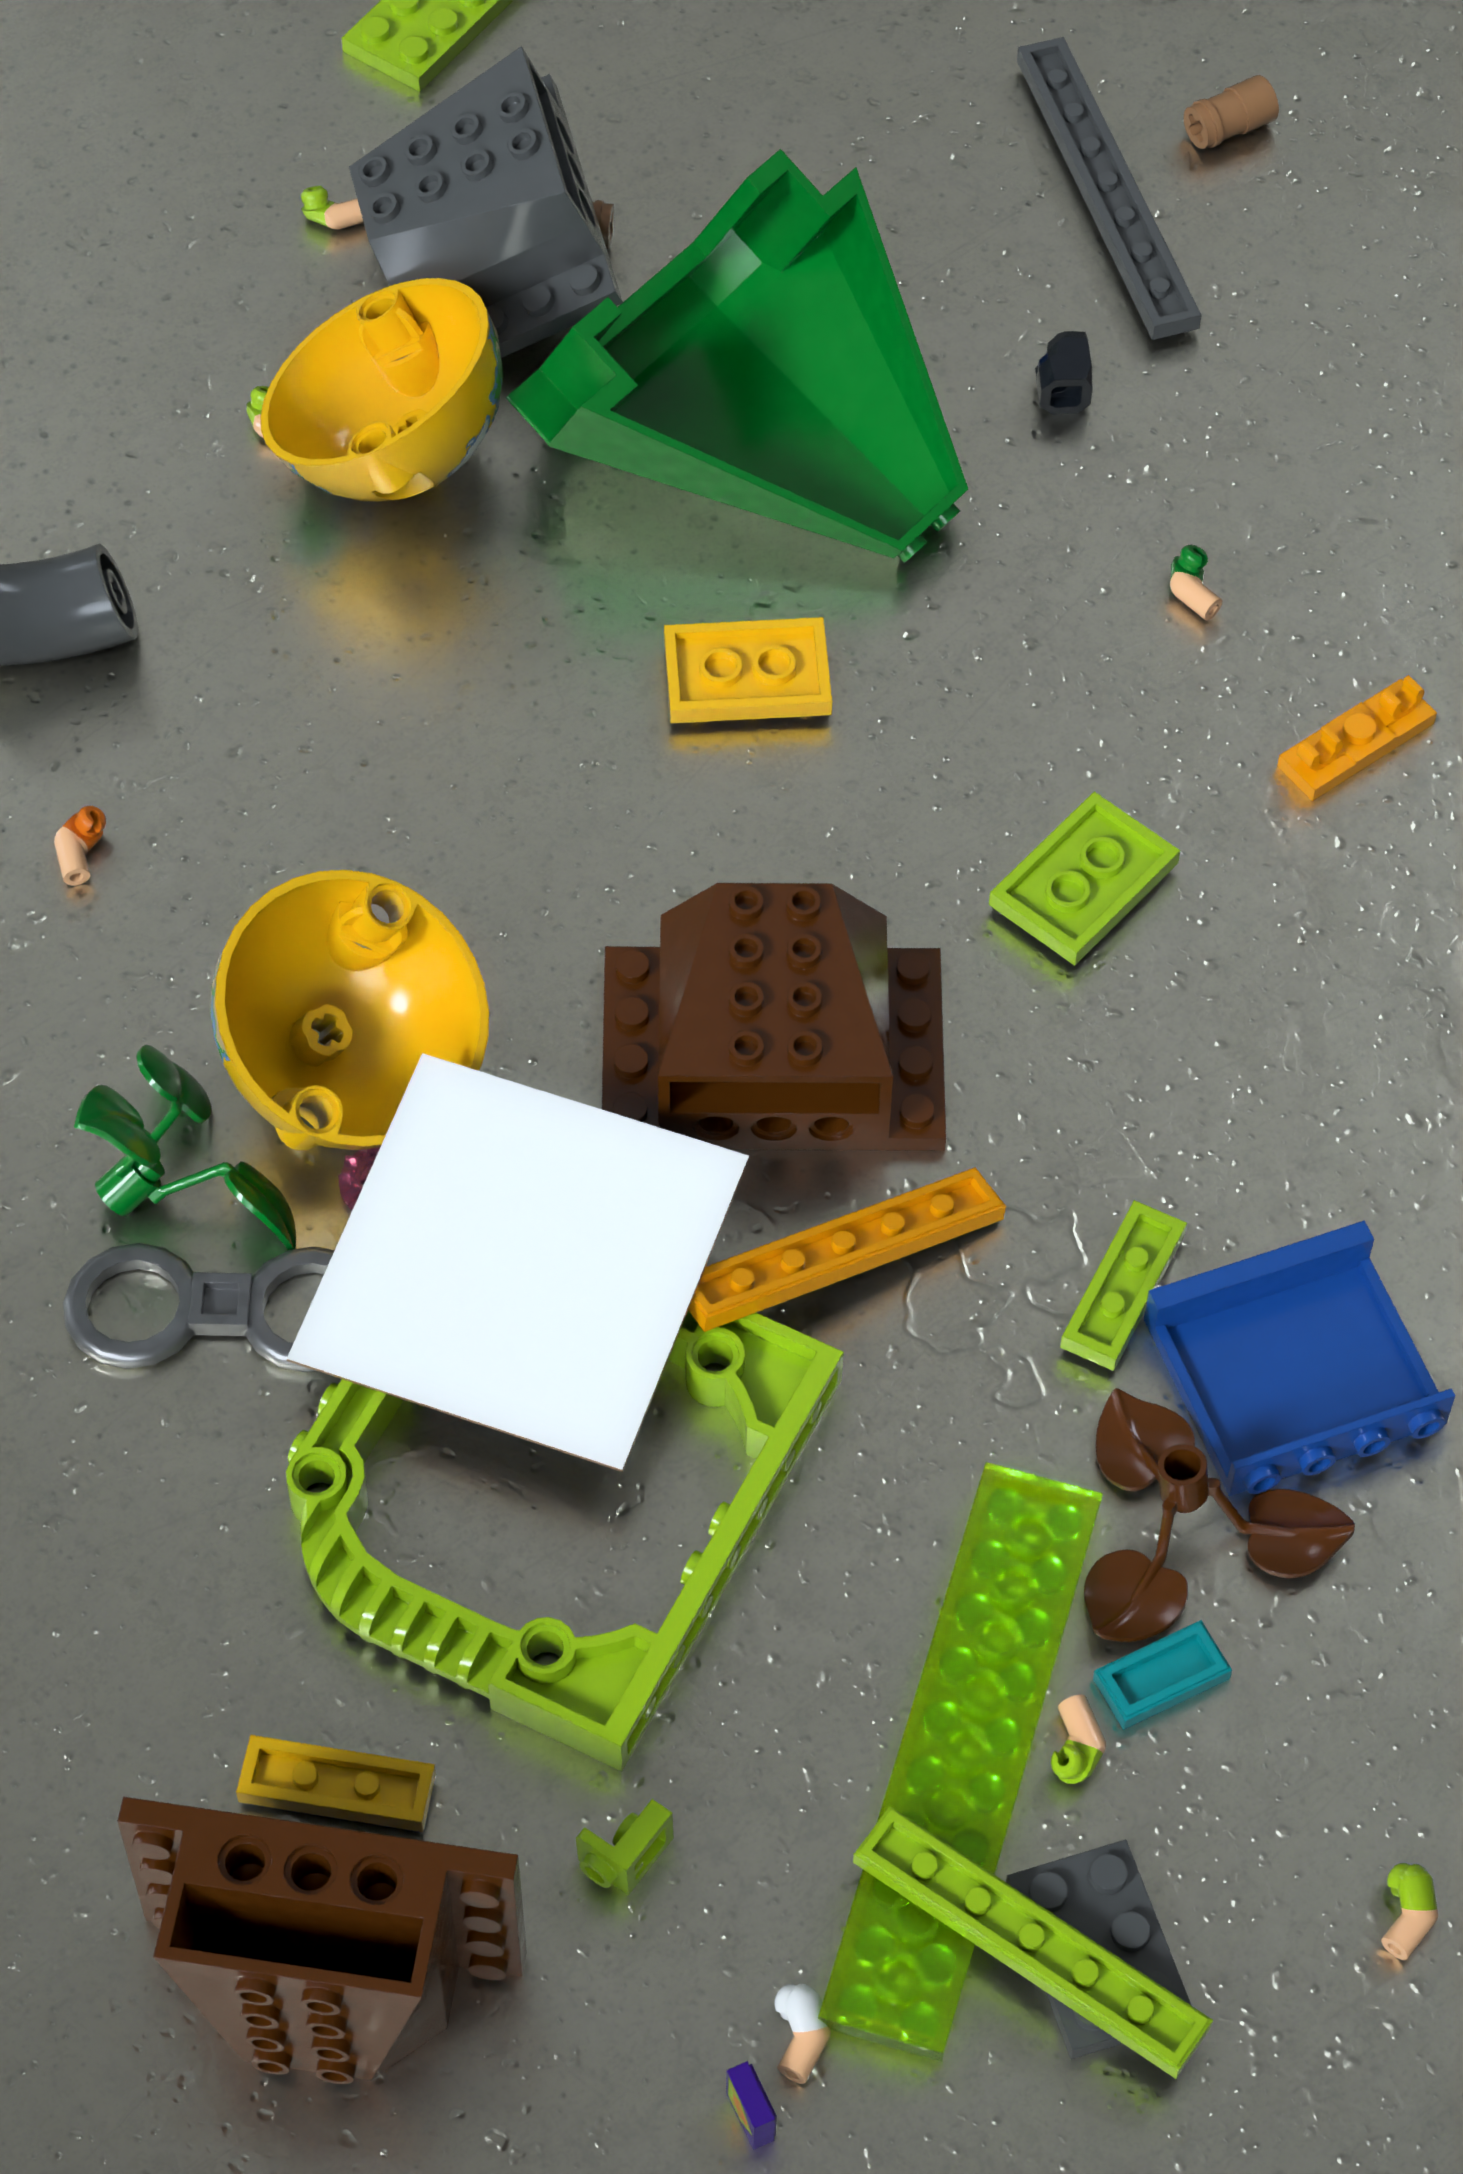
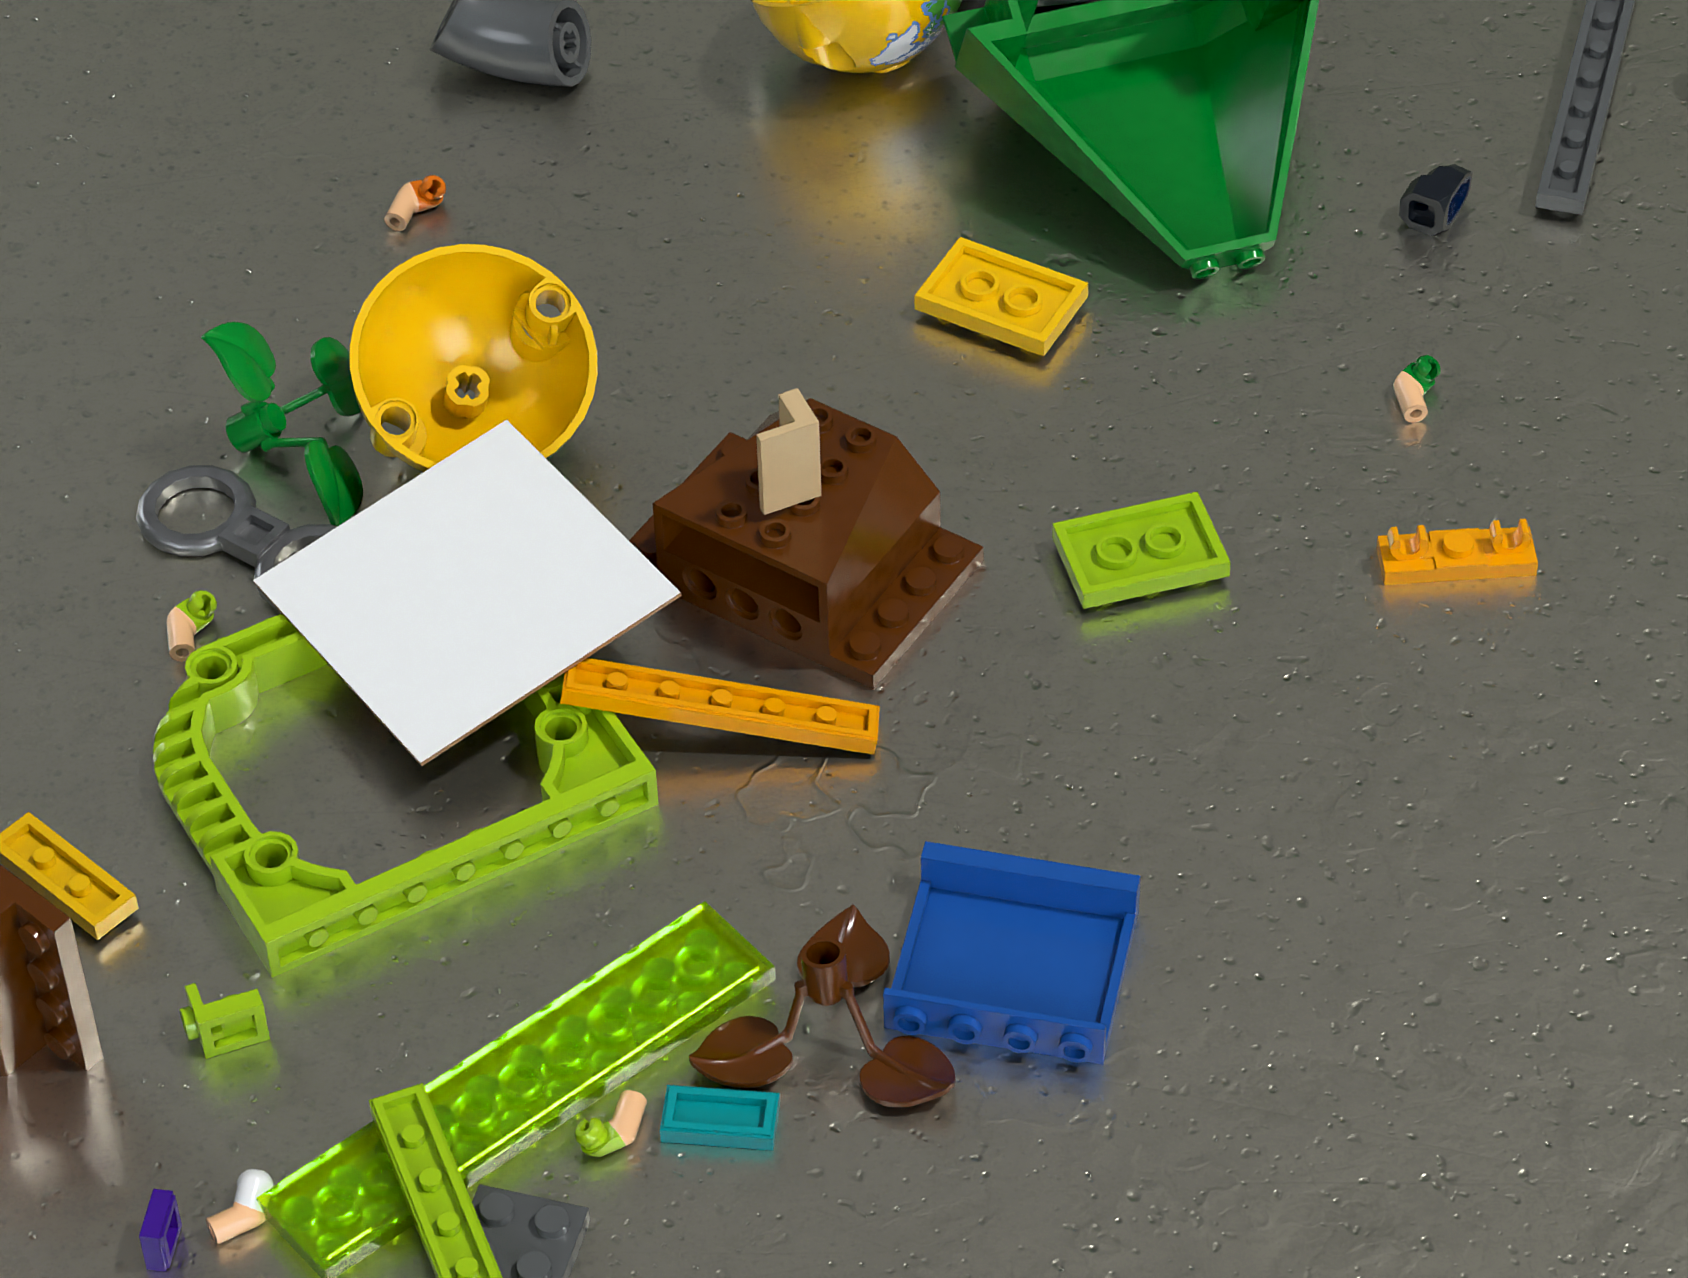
camera: 35 degrees right, 10 degrees down
(227, 1436) = (186, 621): none -> arm
(788, 956) = (789, 456): none -> tan panel
(1121, 1285) = (897, 847): lime plate -> none

